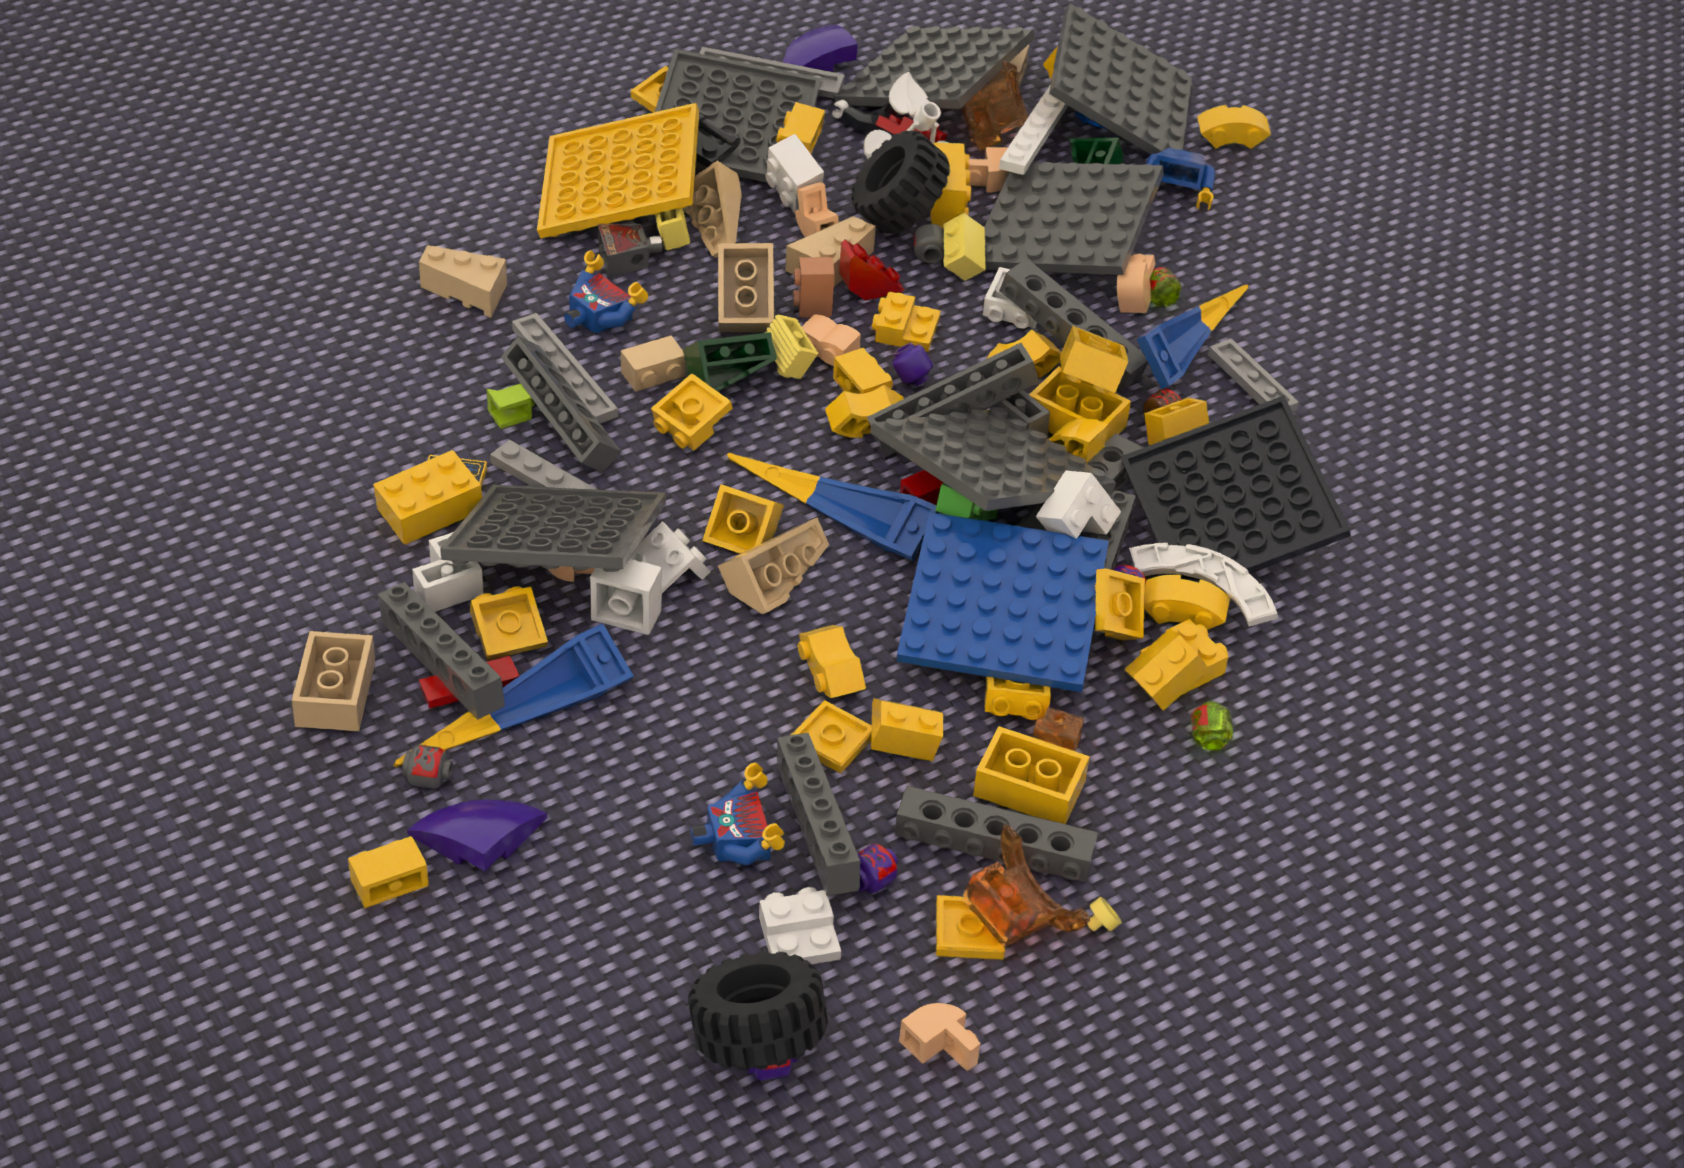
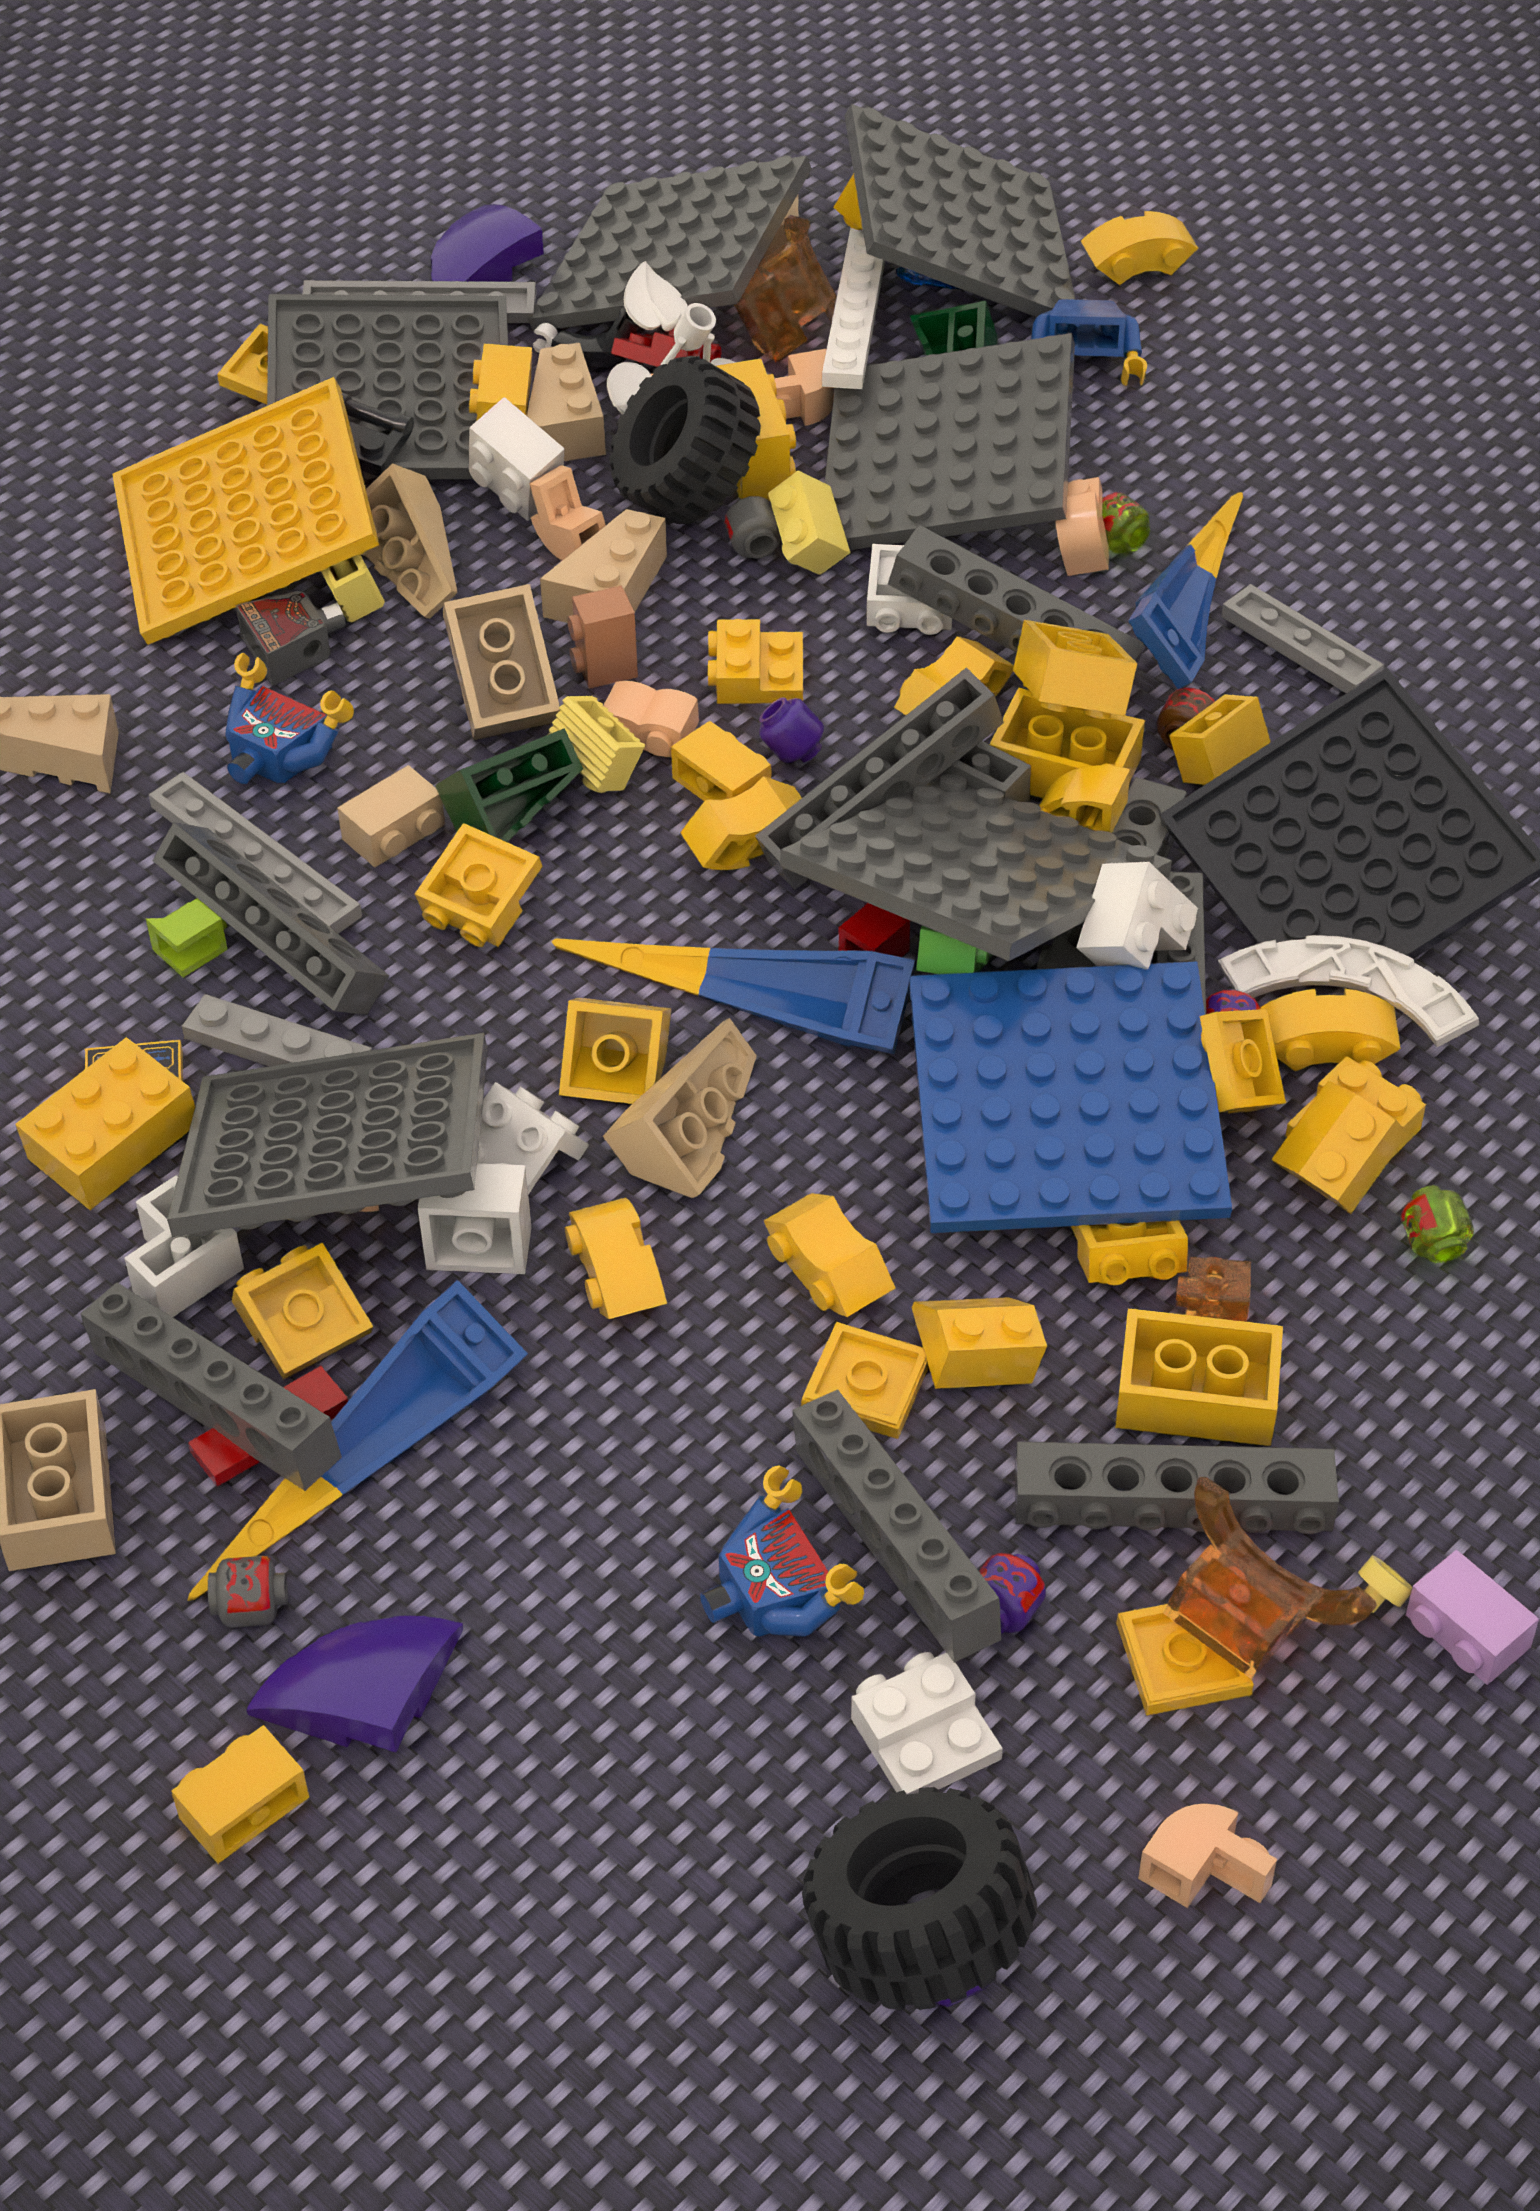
camera: 10 degrees left, 5 degrees up
(702, 634) = (615, 1258): none -> yellow brick
(838, 149) = (567, 403): none -> tan wedge
(866, 274) = (674, 599): red slope -> none
(1150, 945) = (1471, 1617): none -> lavender brick

